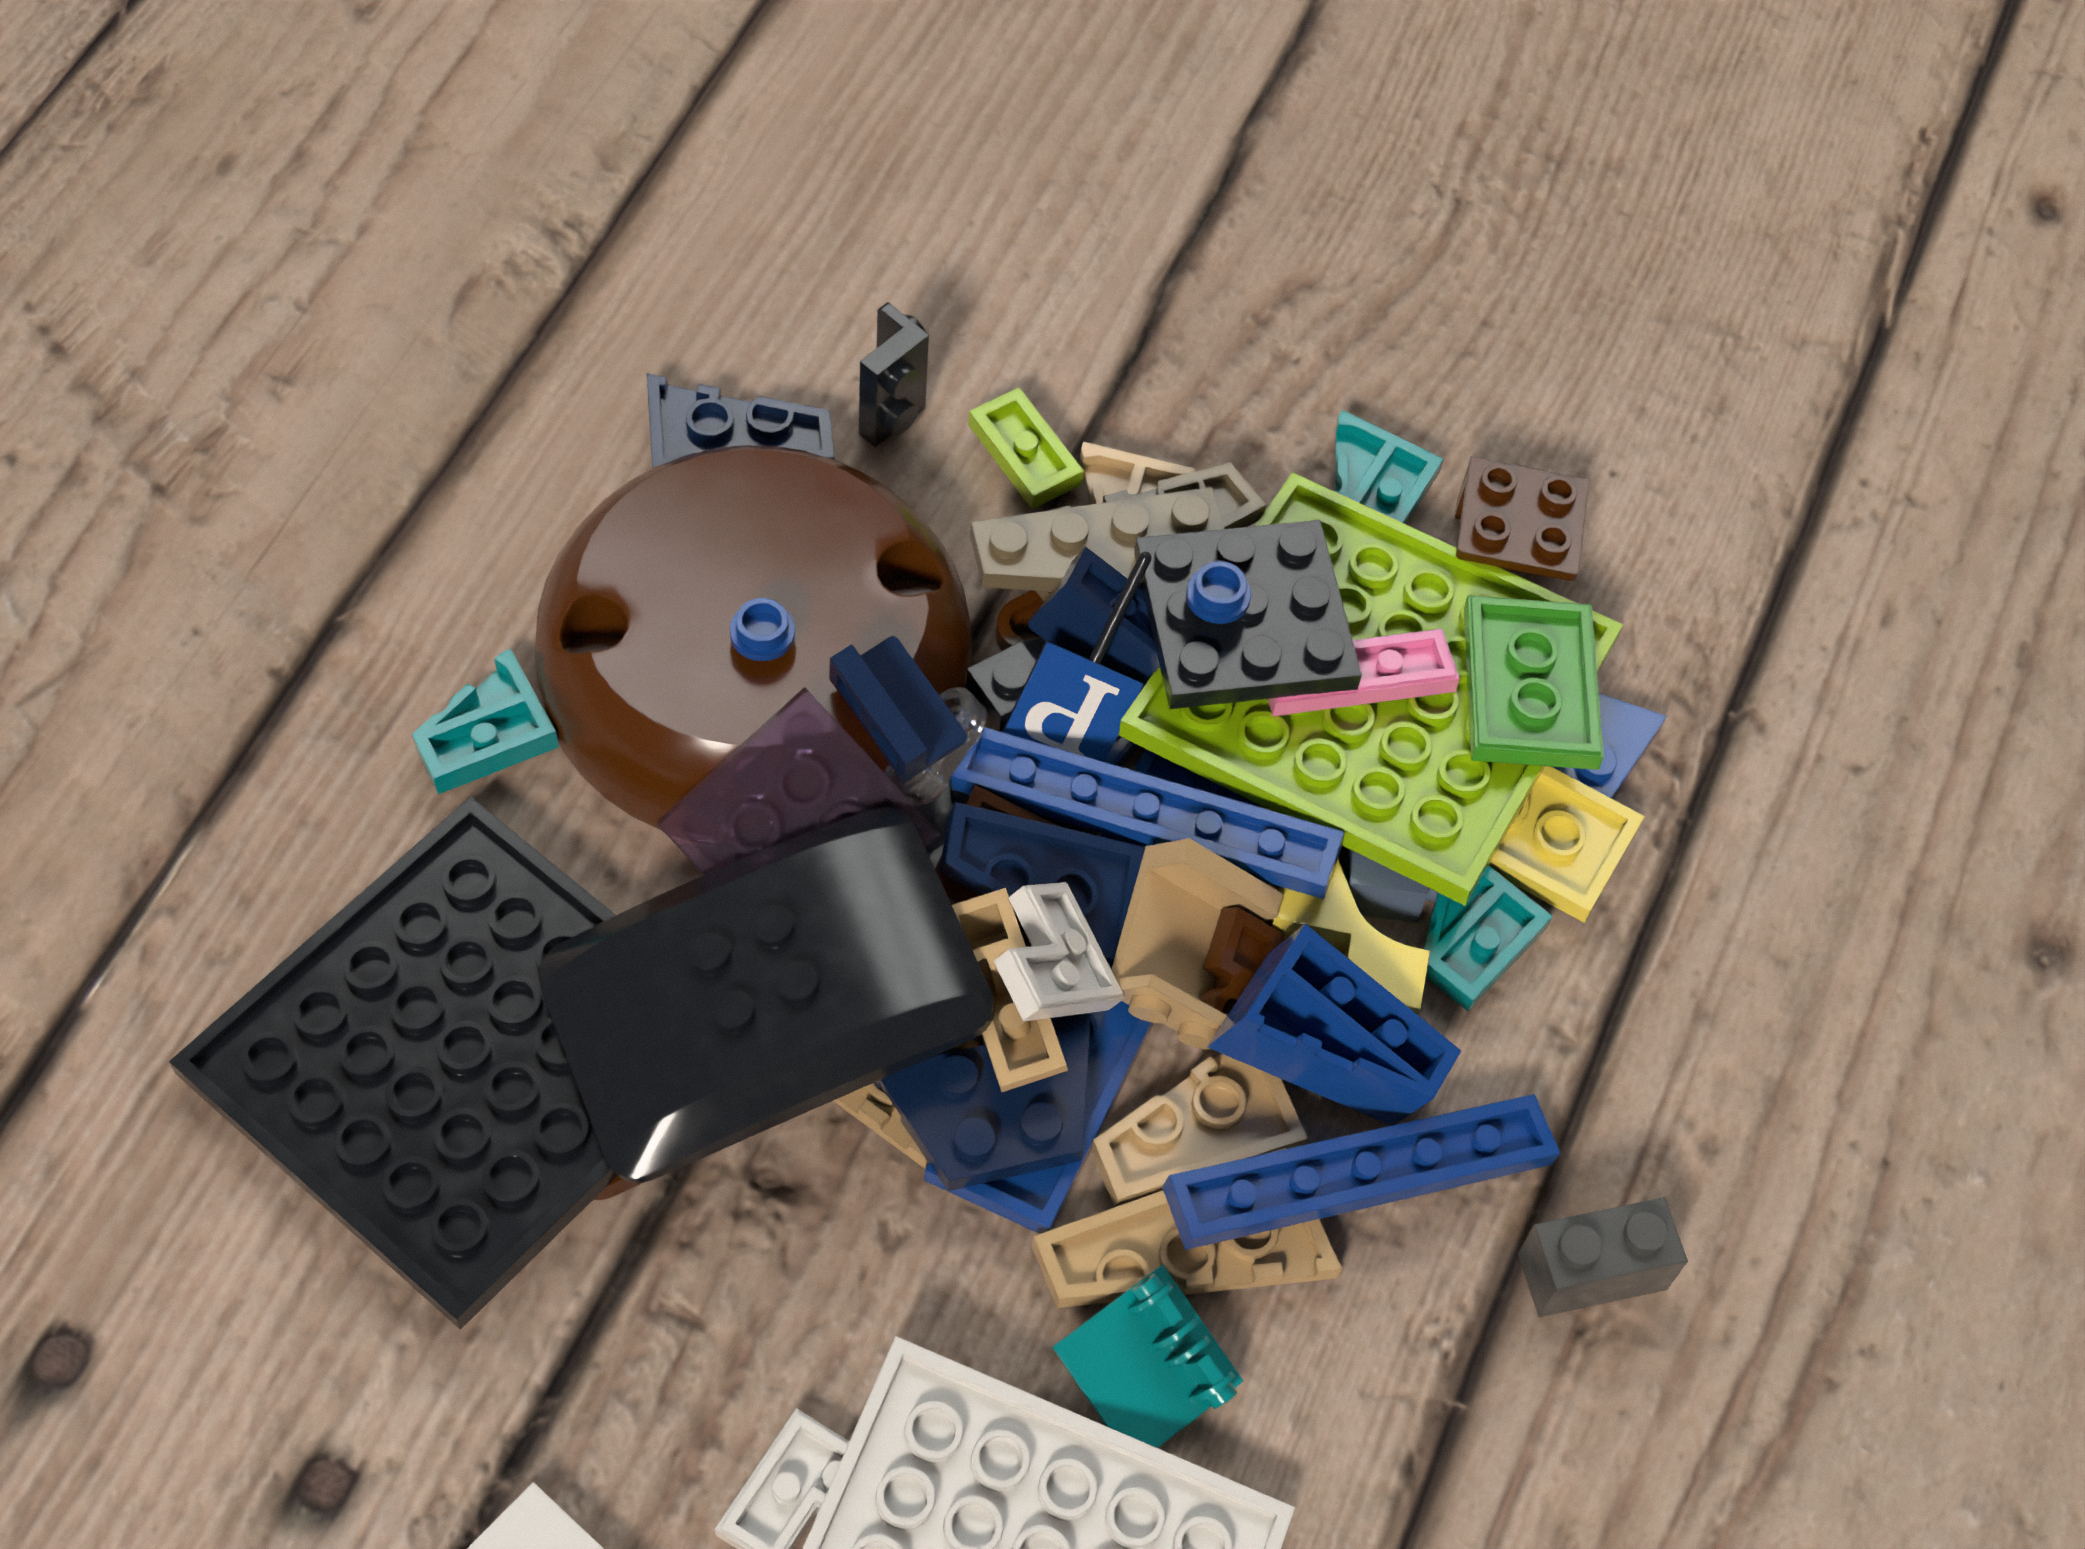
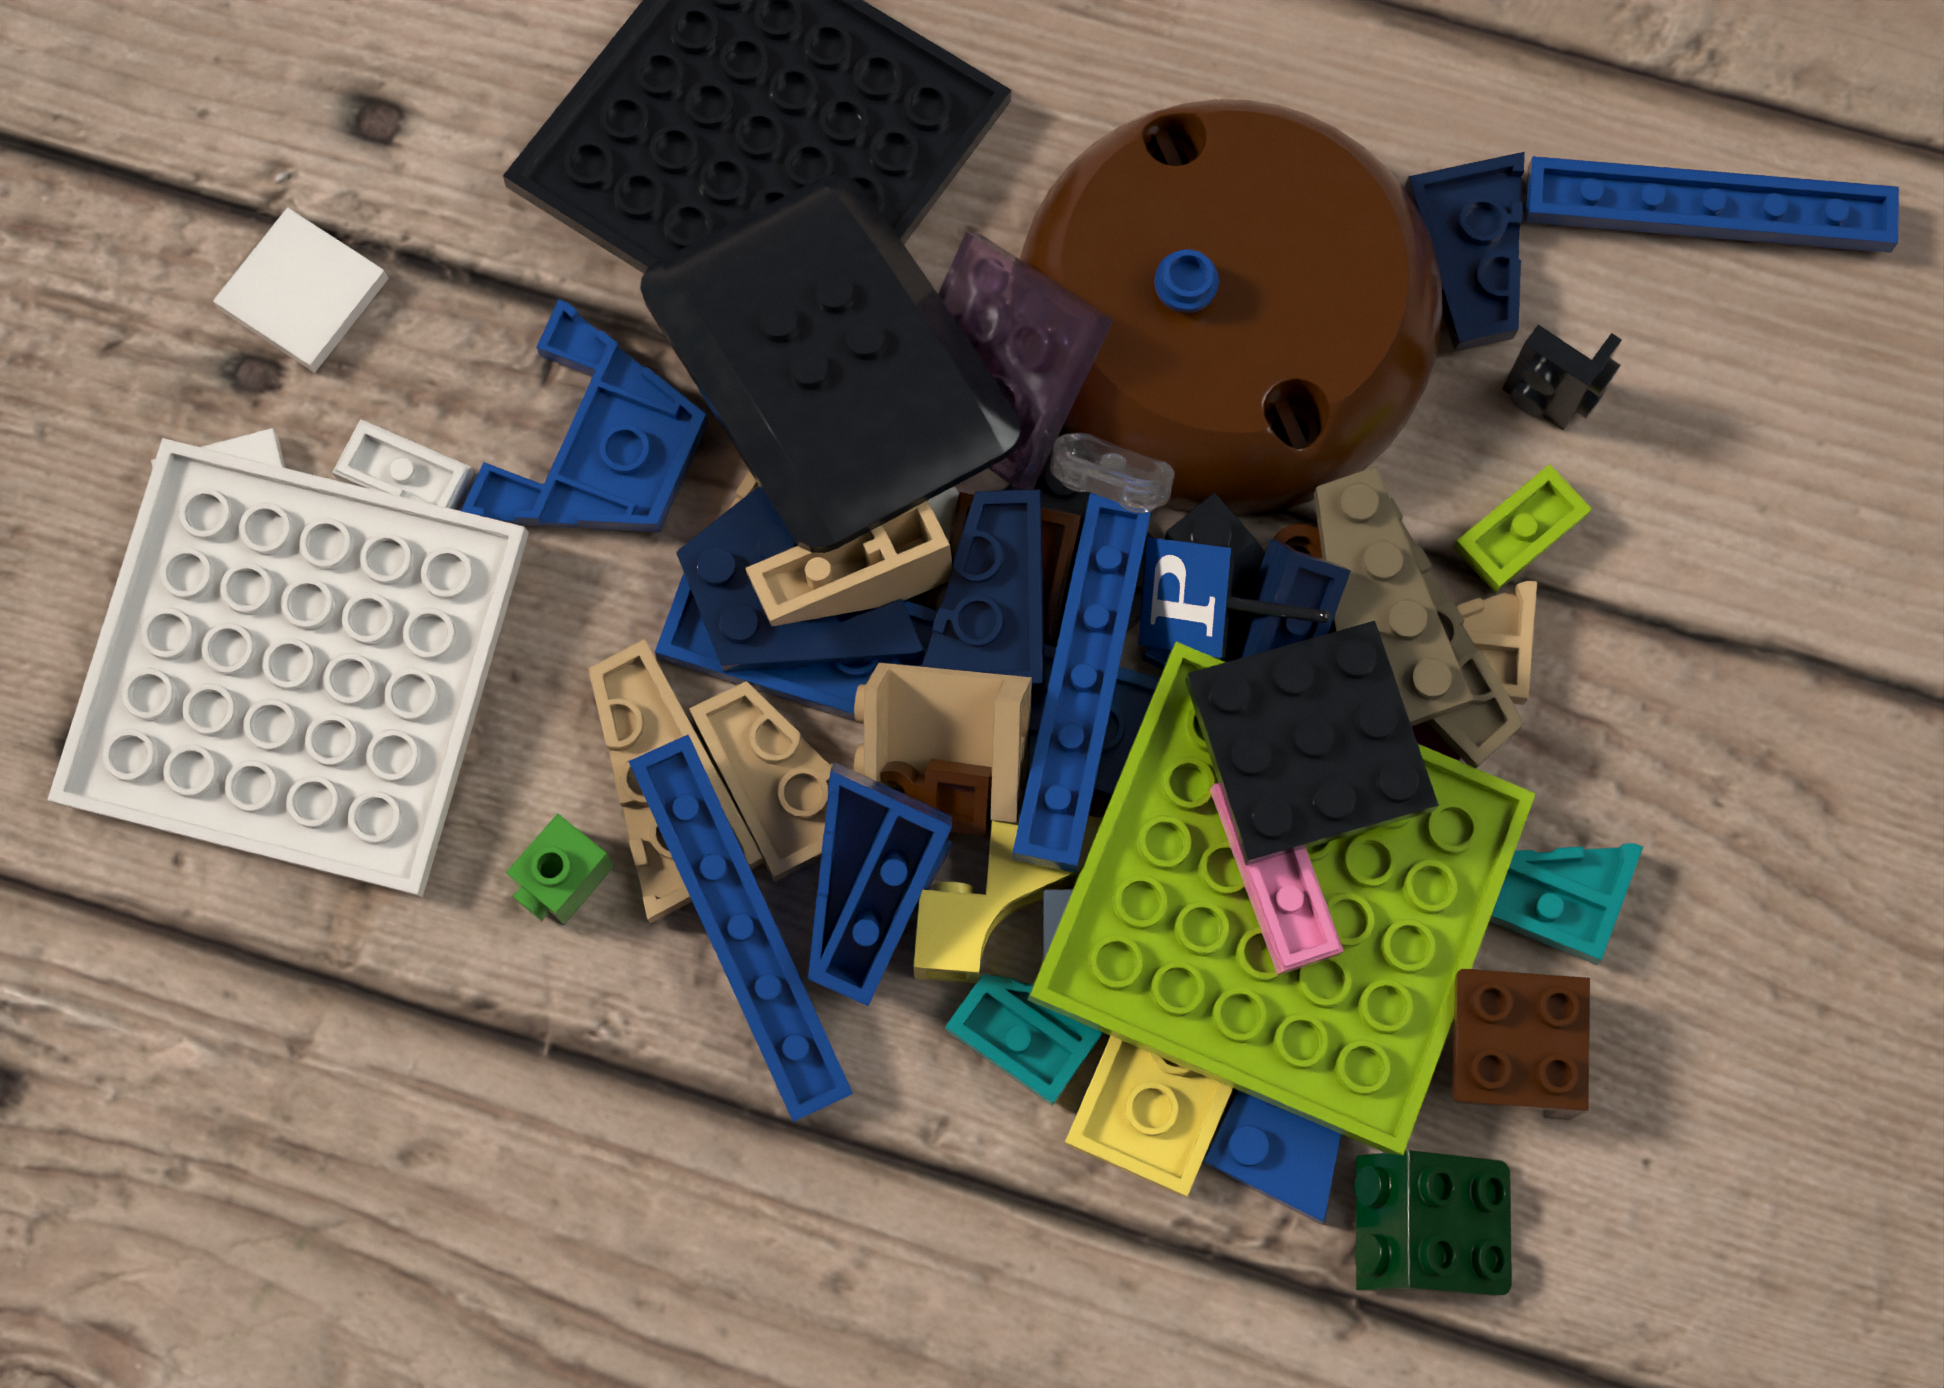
camera: 90 degrees right, 15 degrees up
(485, 728) = (1090, 88): teal wing -> none
(729, 249) = (1712, 204): none -> blue plate
(802, 1240) = (621, 449): none -> blue wing
(896, 706) = (1120, 411): dark blue panel -> none
(1064, 966) = (879, 617): white tile -> none
(1149, 1361) = (539, 754): teal hinge -> none
(1218, 593) = (1302, 698): blue plate -> none
(1281, 1355) = (558, 871): none -> bright green brick
(1532, 683) = (1299, 1052): bright green tile -> none
(1602, 1257) = (688, 1164): dark grey brick -> none
(1674, 637) = (1433, 1223): none -> dark green bracket

